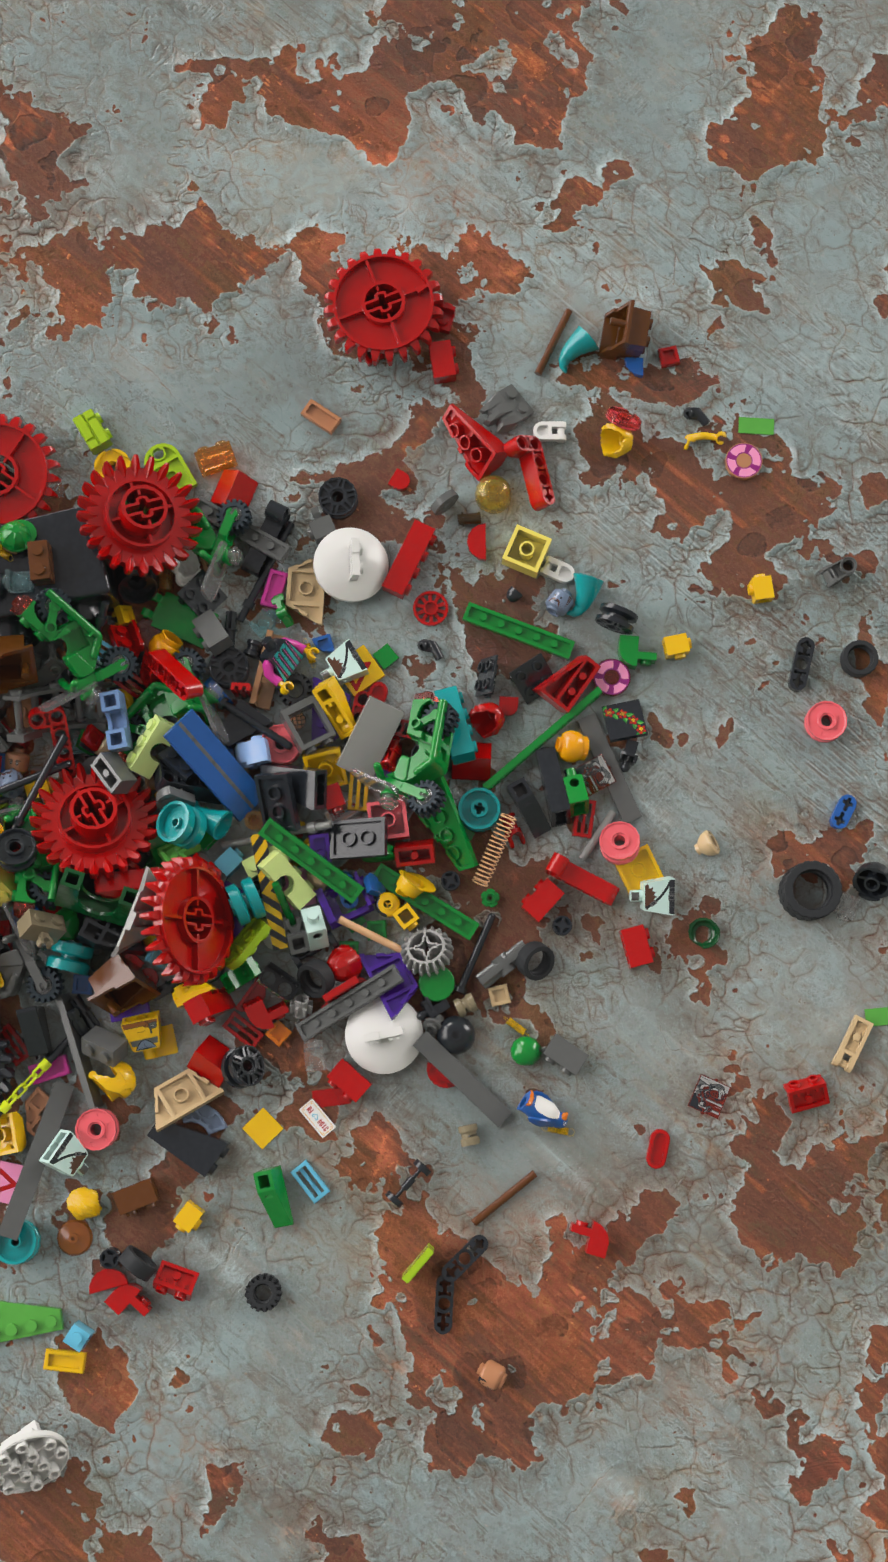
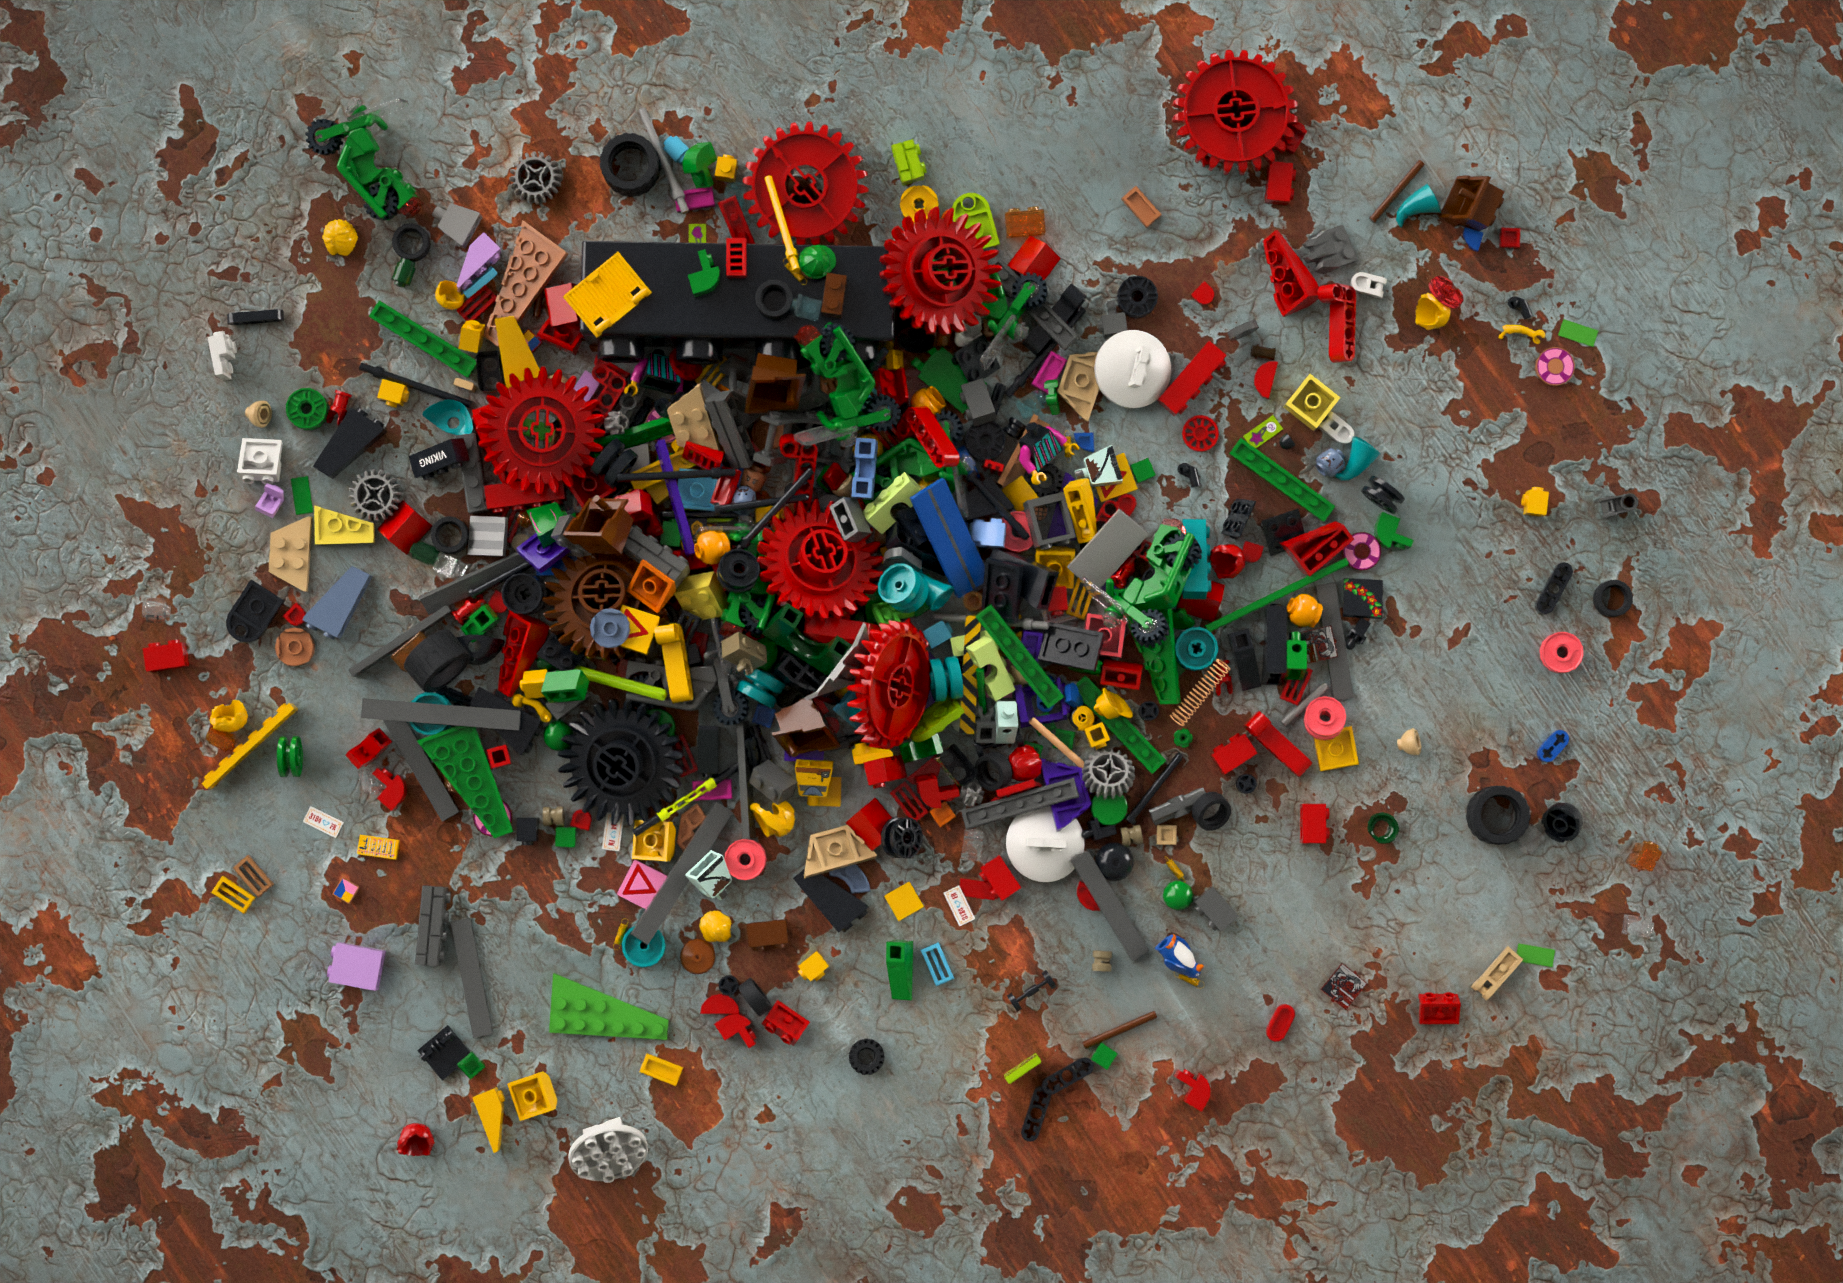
camera: 10 degrees right, 5 degrees up
(78, 1336) = (681, 1050): medium azure brick -> none
(272, 706) = (1019, 492): none -> yellow sticker
(432, 1025) = (1095, 846): dark grey plate -> none
(458, 786) = (1181, 619): none -> green piece
(489, 592) = (1263, 432): none -> lime sticker
(492, 1375) = (1064, 1191): nougat head -> none
(493, 494) = (1293, 333): clear yellow cylinder -> none
(495, 1228) = (1104, 1056): none -> green tile
(656, 895) = (1346, 779): light aqua torso -> none
(676, 646) = (1435, 537): yellow brick -> none

